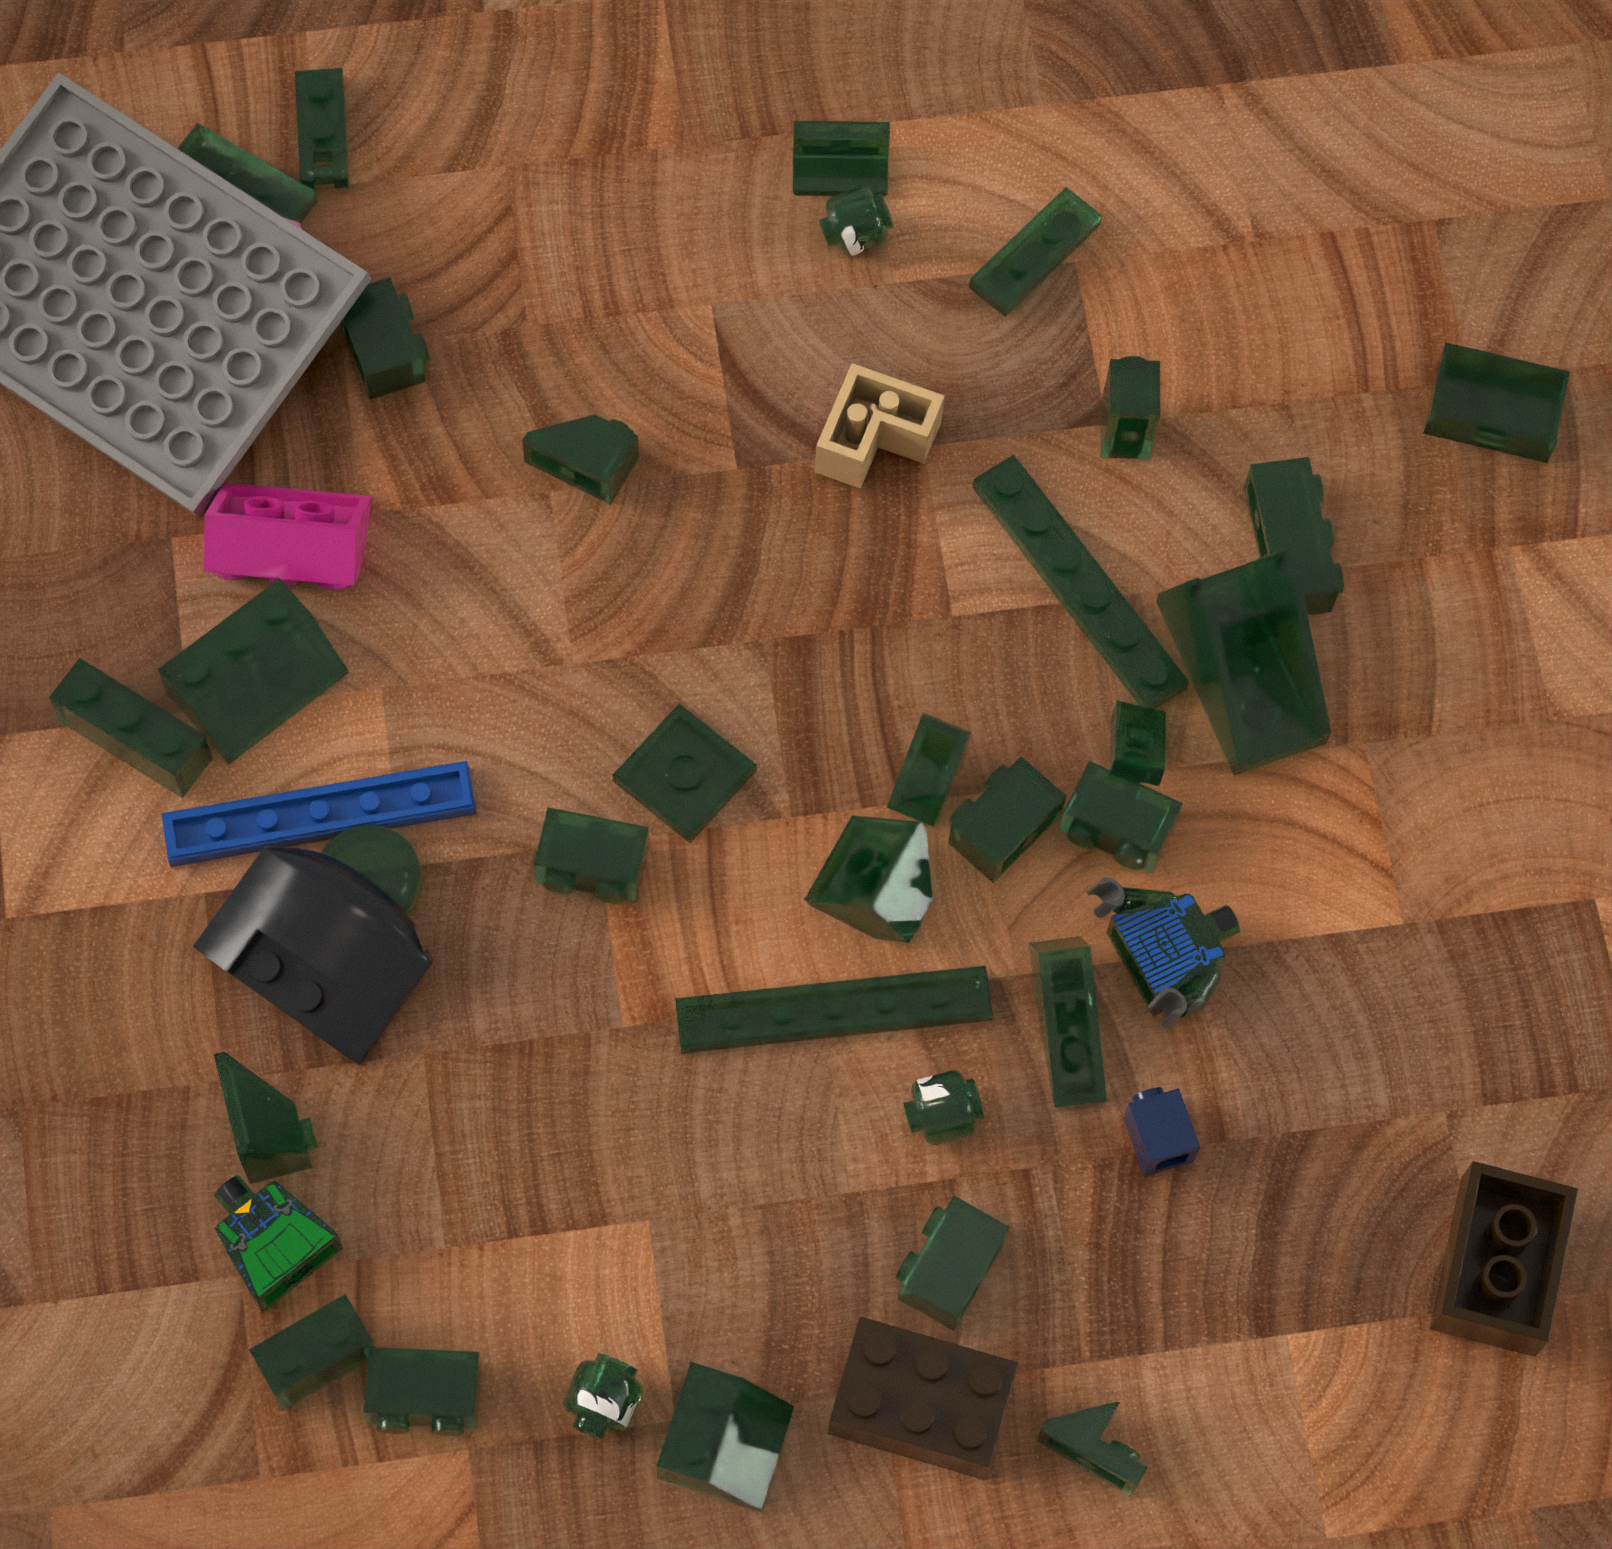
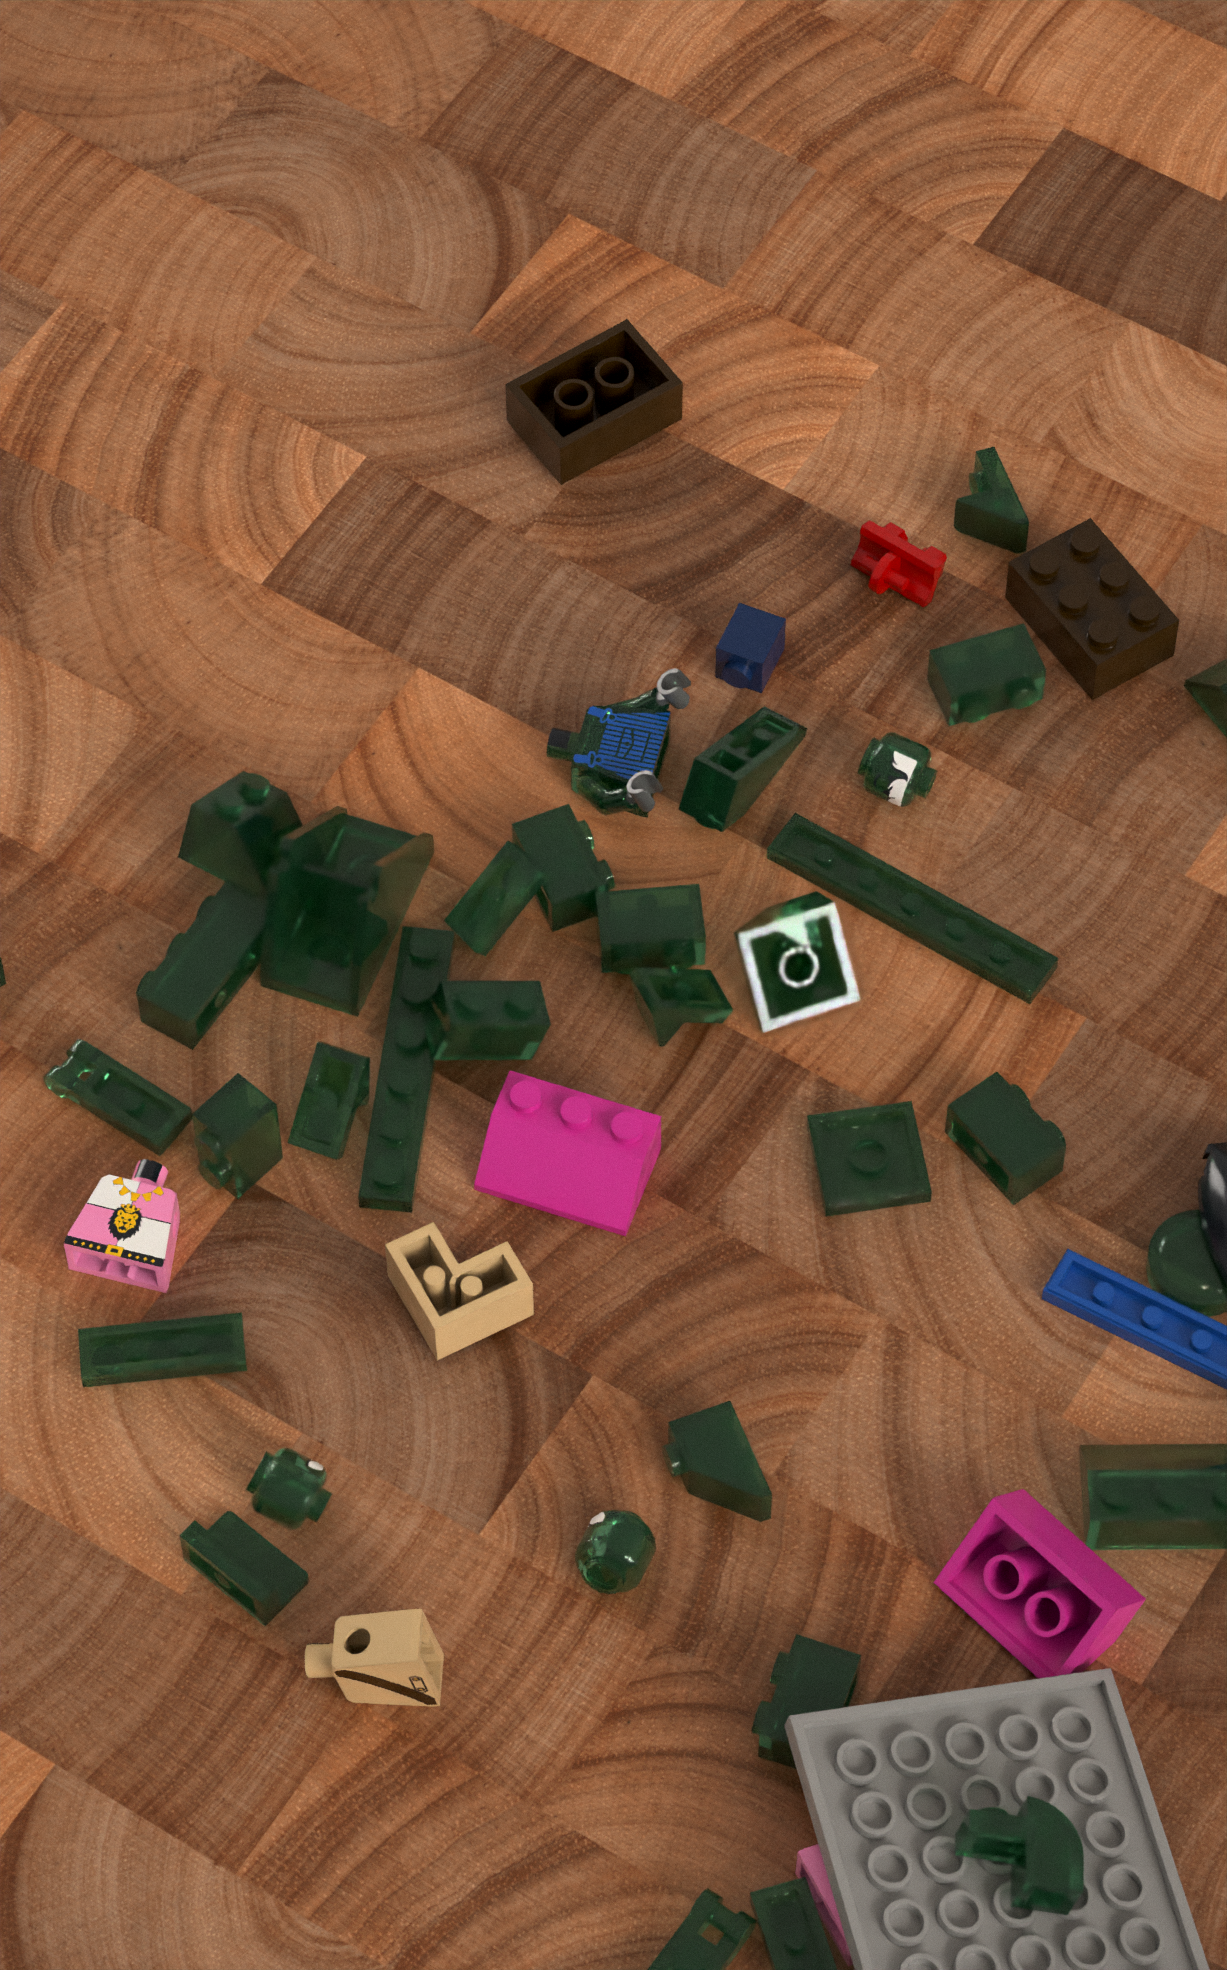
camera: 135 degrees left, 10 degrees down
(134, 318) = (1040, 1847): none -> clear green brick
(601, 340) = (615, 1551): none -> clear green head
(682, 152) = (381, 1659): none -> tan torso
(899, 600) = (568, 1153): none -> dark pink slope
(1047, 634) = (486, 1020): none -> clear green brick
(1095, 1320) = (897, 563): none -> red hips
(1100, 497) = (332, 1092): none -> clear green slope
(1140, 309) = (127, 1229): none -> torso
(1251, 398) = (119, 1097): none -> clear green plate
(1364, 639) = (239, 831): none -> clear green slope

